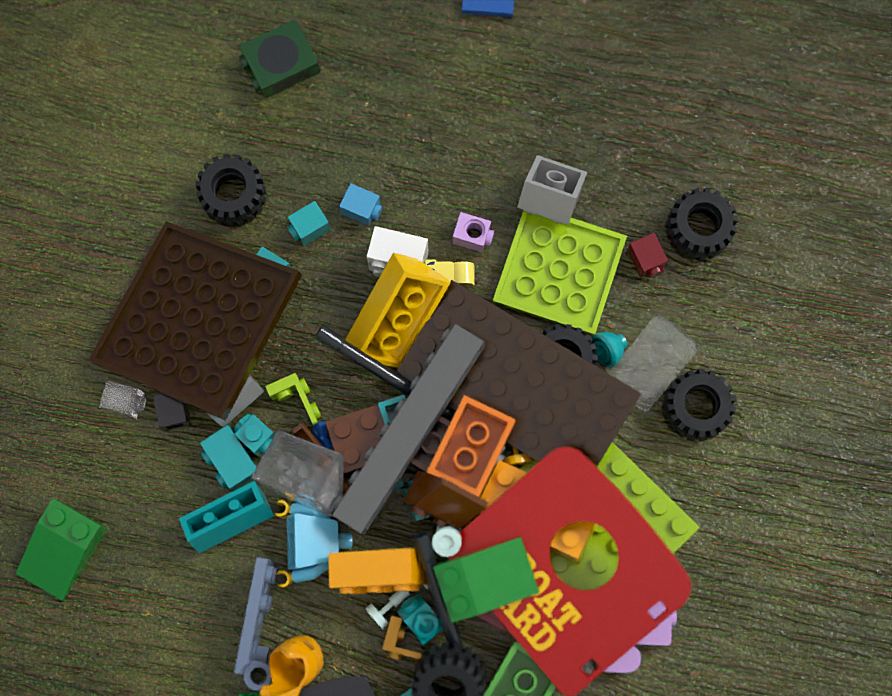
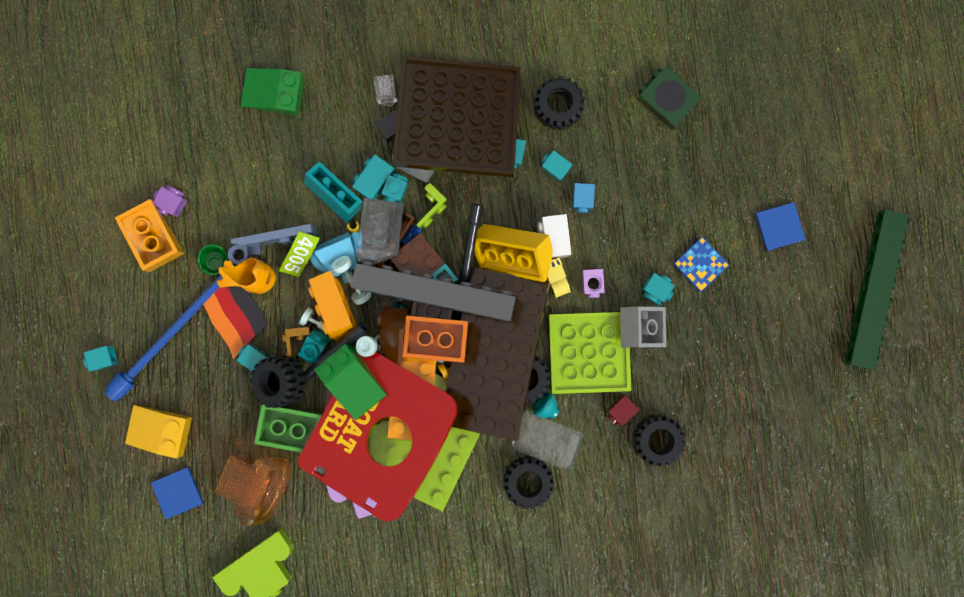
camera: 70 degrees right, 10 degrees up
(290, 591) = (299, 254): none -> lime sticker
(327, 536) = (341, 265): none -> light aqua wheel
(499, 97) = (701, 264): none -> tile
(510, 157) = (658, 289): none -> teal brick

